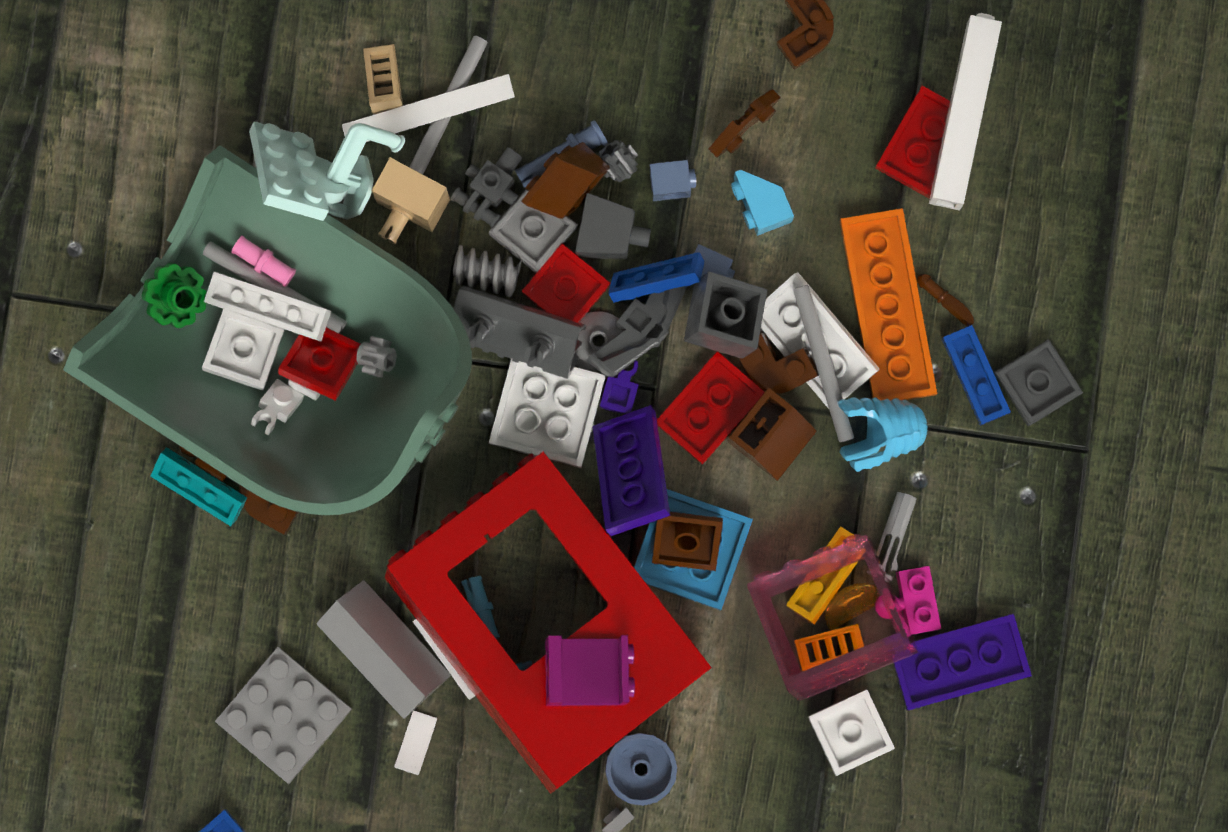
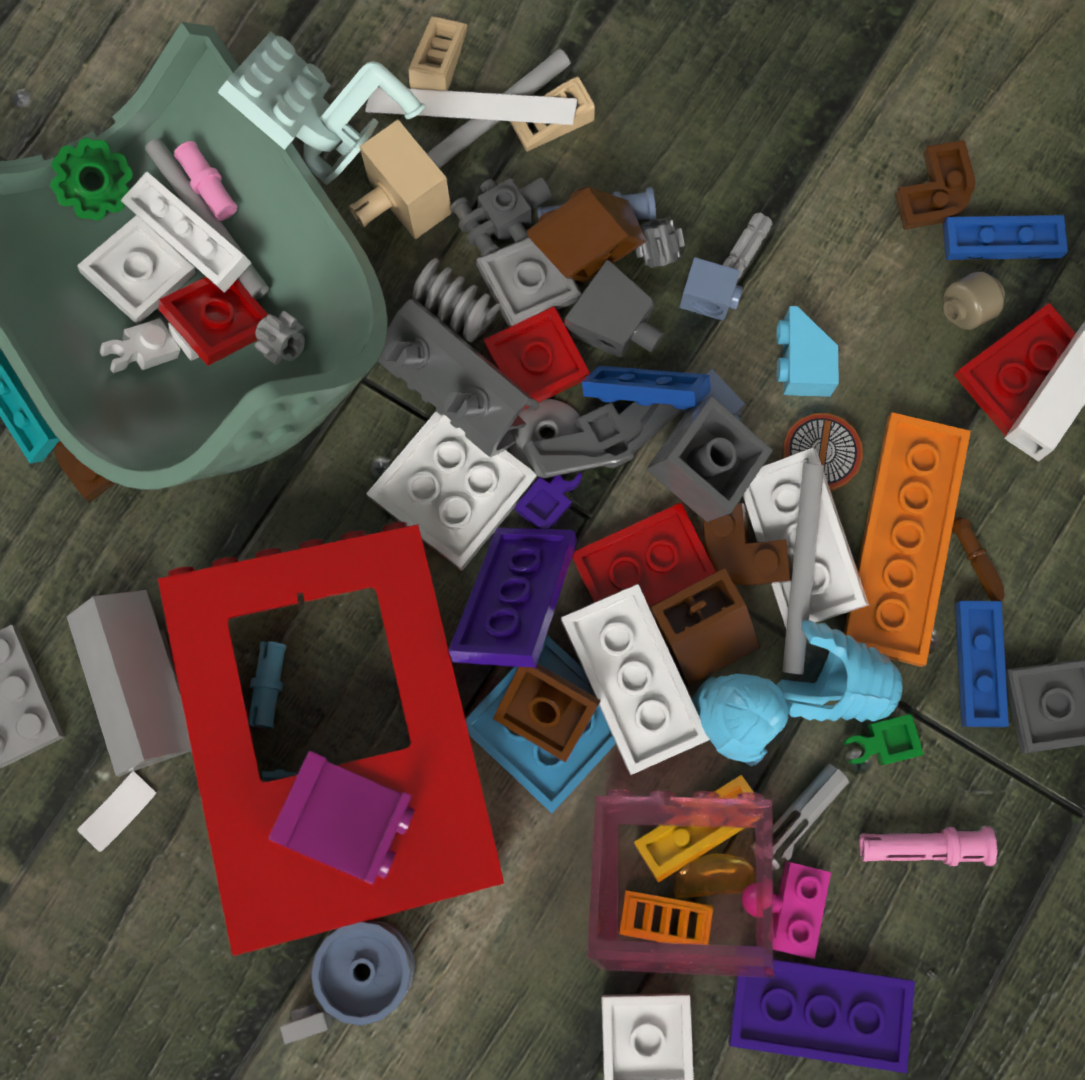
camera: 25 degrees right, 5 degrees down
(493, 72) = (583, 115): none -> tan slope
(683, 132) = (748, 243): none -> light grey axle
(738, 492) = (634, 679): none -> white plate
(758, 110) = (844, 253): reddish brown plate -> none
(807, 258) = (835, 443): none -> tile
(822, 485) = (741, 715): none -> medium azure hair
(866, 106) = (973, 300): none -> dark tan head
(870, 46) = (1005, 237): none -> blue plate
(933, 457) = (890, 741): none -> green plate
(1001, 513) = (948, 846): none -> bright pink pin

